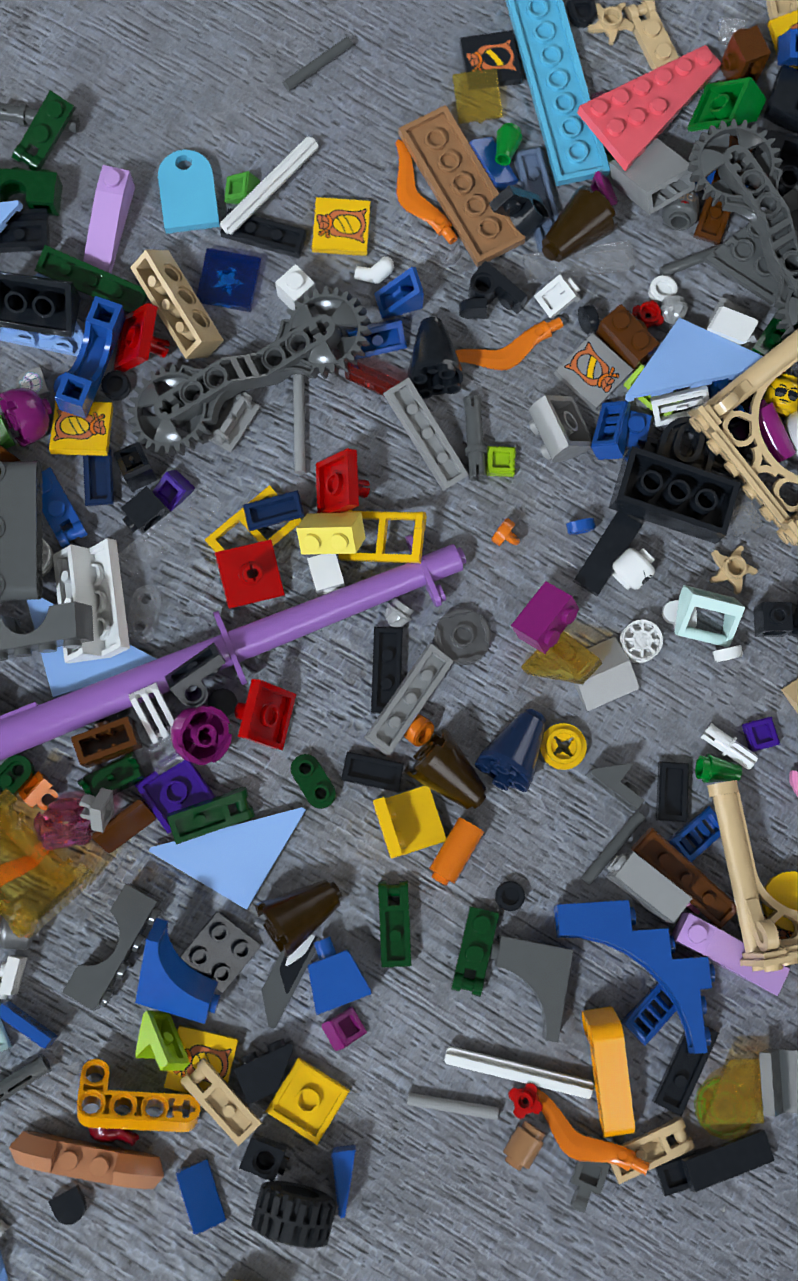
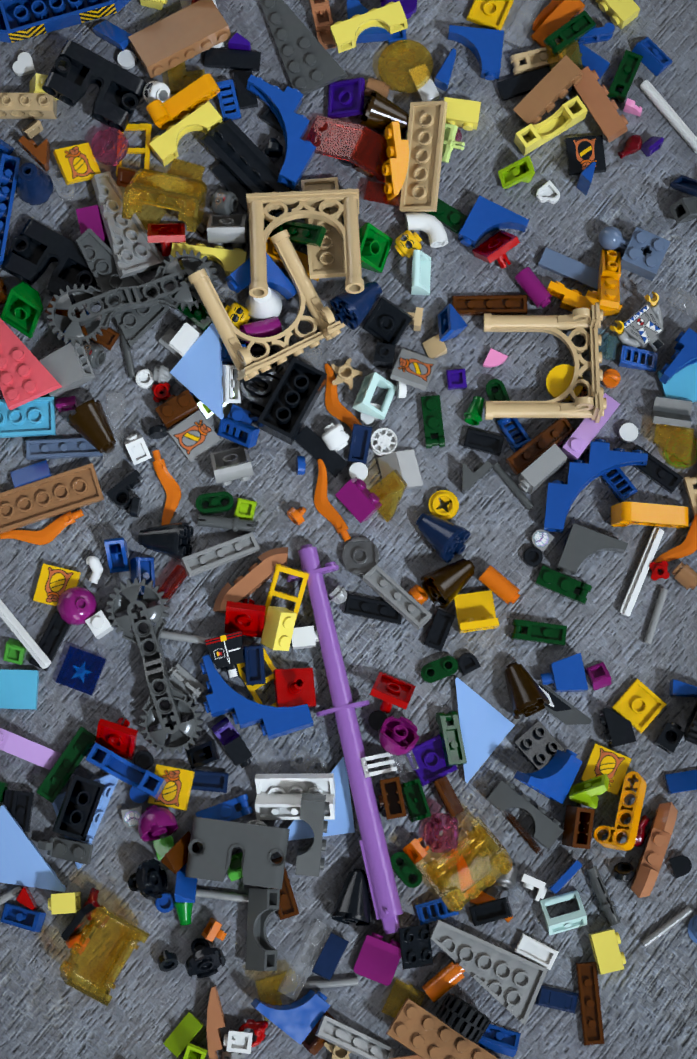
camera: 75 degrees left, 0 degrees up
(47, 1116) = (623, 871): none -> black tile
(98, 809) = (436, 808): light grey tile -> none
(101, 934) = (526, 839): none -> reddish brown piece
(102, 1033) = (578, 827): none -> reddish brown brick
(176, 304) = (90, 708): tan brick -> none
(192, 673) = (361, 736): black plate -> none
(216, 477) = (276, 720): none -> blue arch
(221, 1102) = (632, 758): tan plate -> none
(285, 468) = (227, 652): none -> black torso
(318, 253) = (76, 605): none -> magenta cylinder
(329, 823) = (467, 663): none -> black tile
(398, 489) = (253, 580): none -> nougat brick
(501, 417) = (214, 501): none -> dark green plate
(507, 142) = (18, 461): green cone -> none
(522, 207) = (74, 459): black plate -> none
(527, 572) = (324, 506): none -> orange piece
(539, 905) = (541, 539): none -> tile
(589, 613) = (358, 470): none -> white tile
(631, 605) = (360, 443): none -> dark blue tile
(676, 566) = (332, 402): none -> orange piece
(688, 709) = (432, 421): none -> dark green plate
(729, 746) = (461, 400): white axle -> none
(734, 1016) = (628, 432): none -> white tile
(750, 805) = (501, 395): none -> dark green plate
(761, 666) = (413, 369): none -> light grey tile

